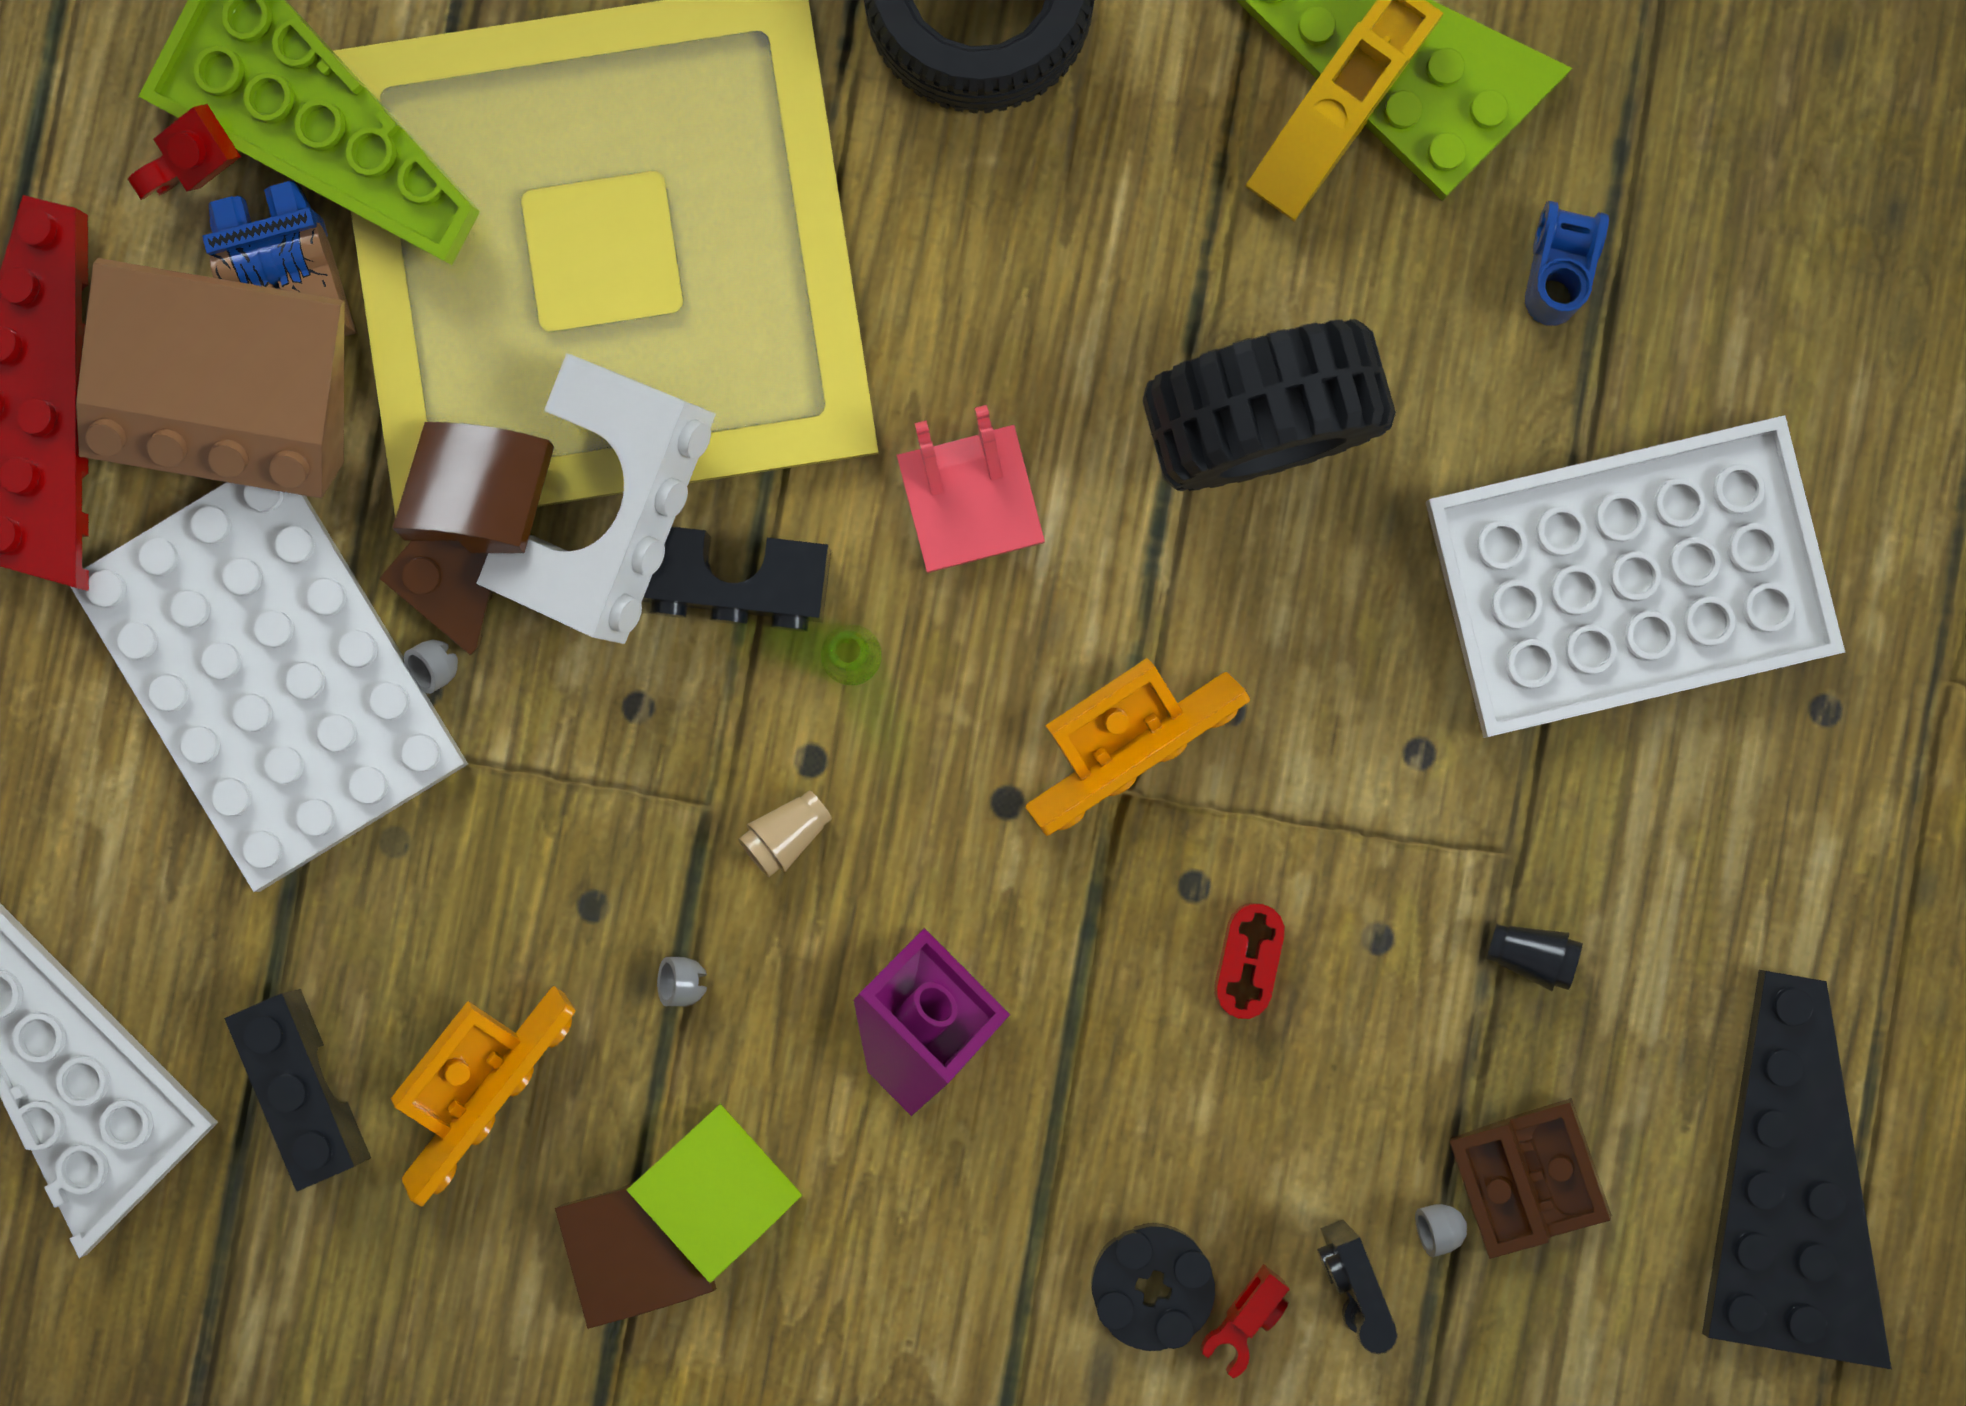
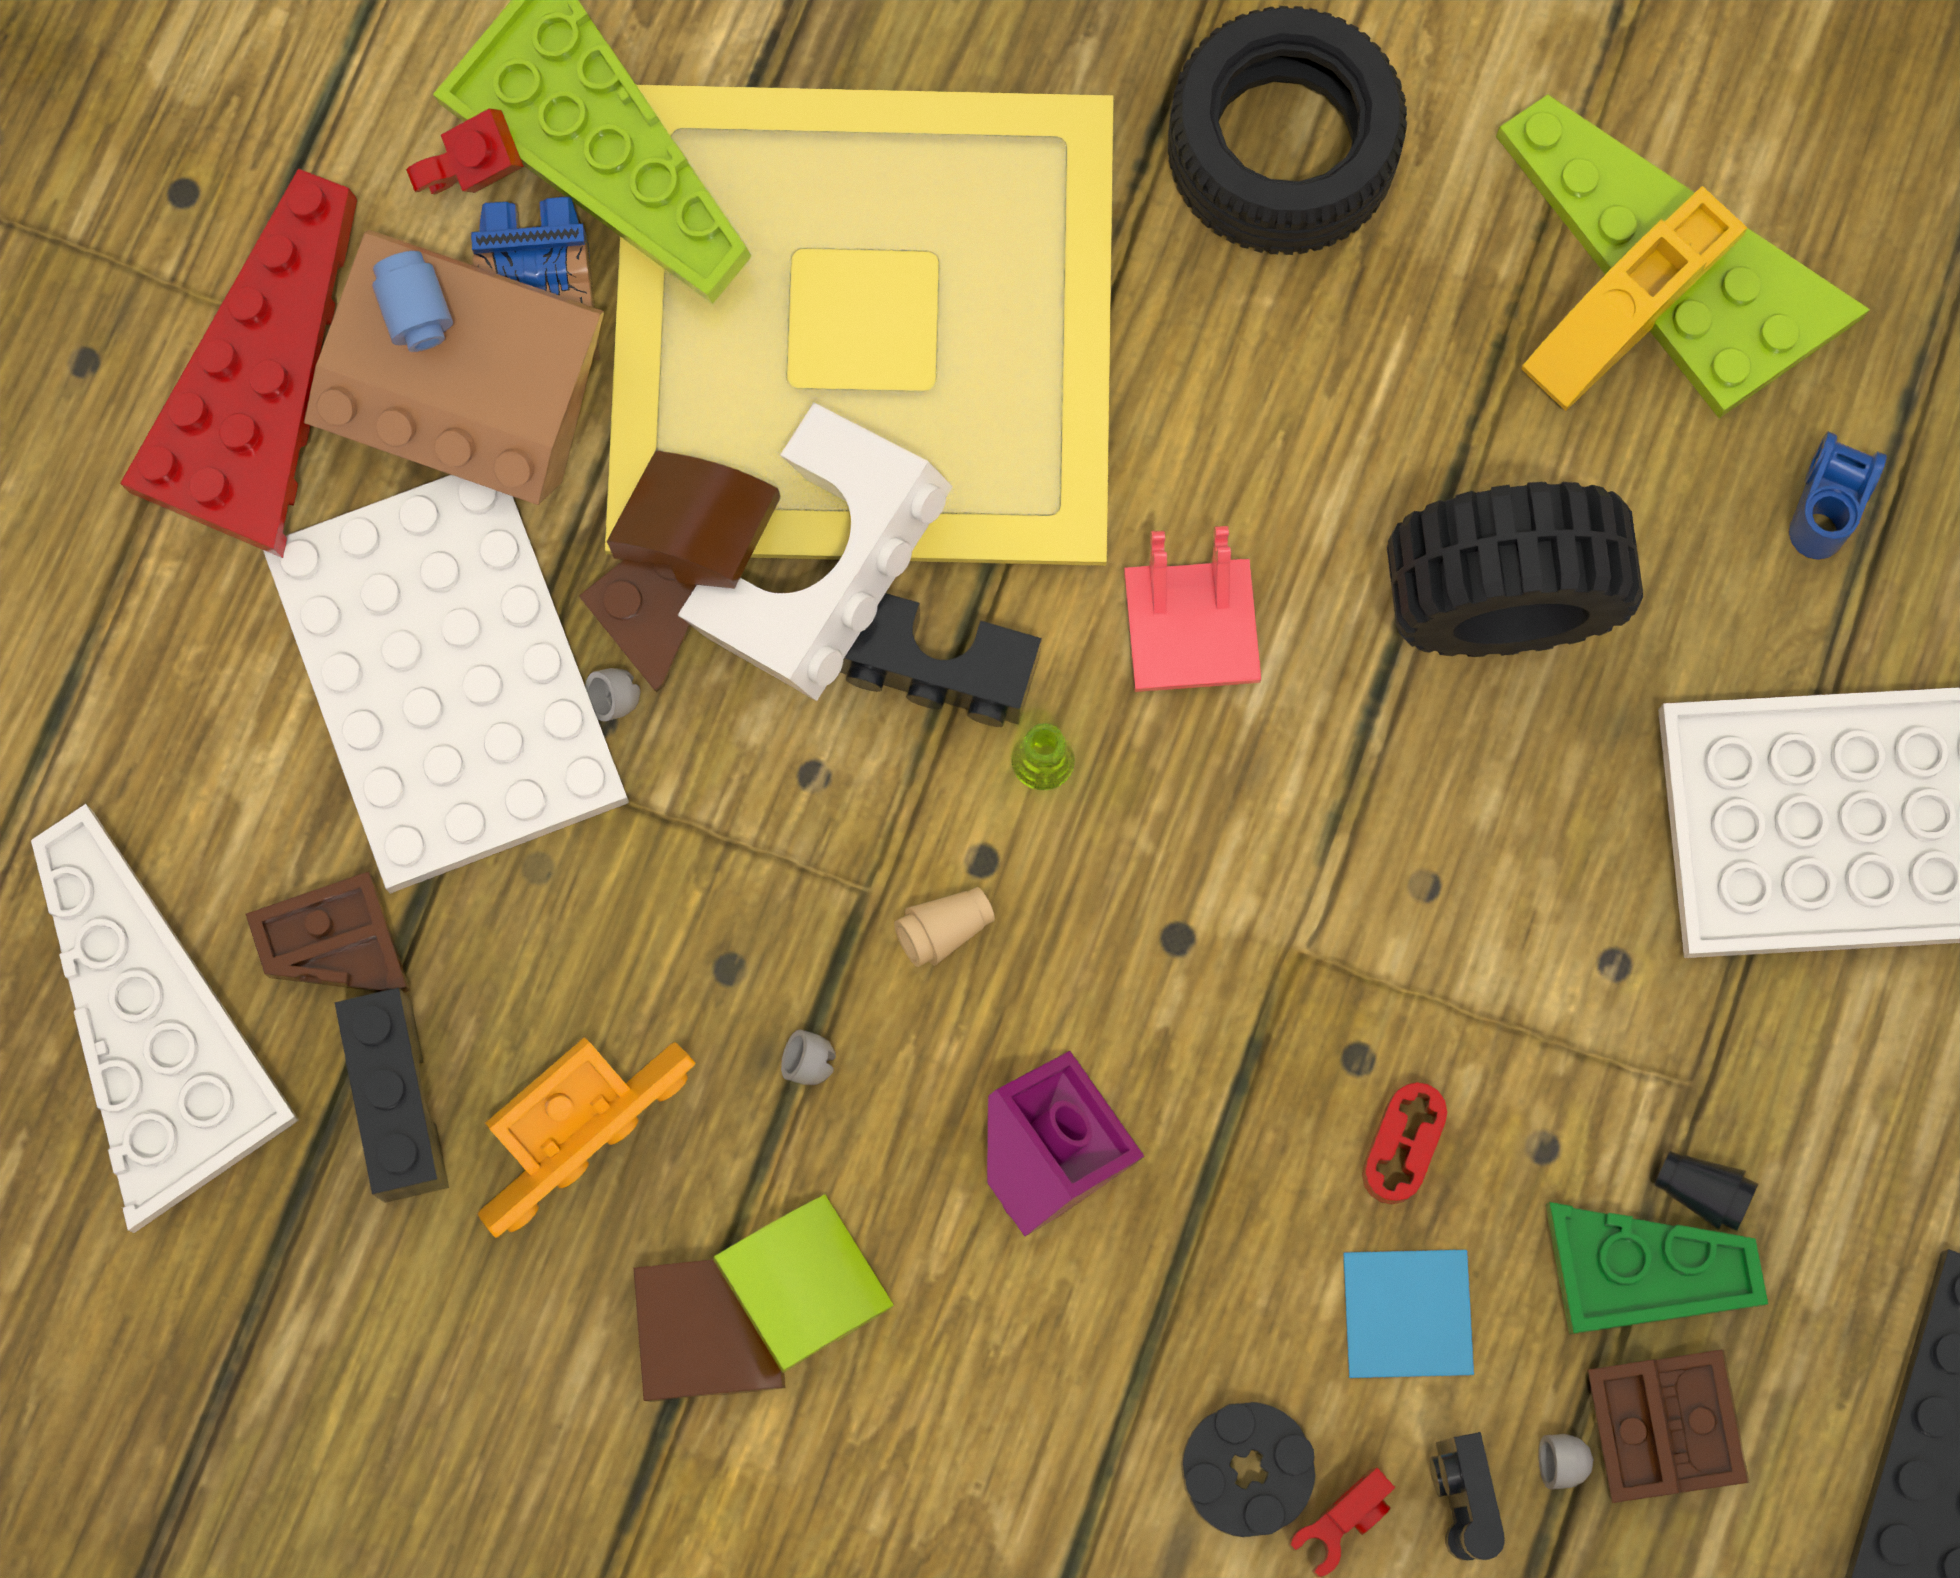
camera: 10 degrees right, 10 degrees down
(151, 328) = (411, 301): none -> medium blue brick
(211, 948) = (330, 938): none -> reddish brown wing
(1124, 734) = (1310, 883): light orange bracket -> none
(1277, 1115) = (1408, 1313): none -> dark azure sticker
(1492, 1041) = (1645, 1272): none -> green wing

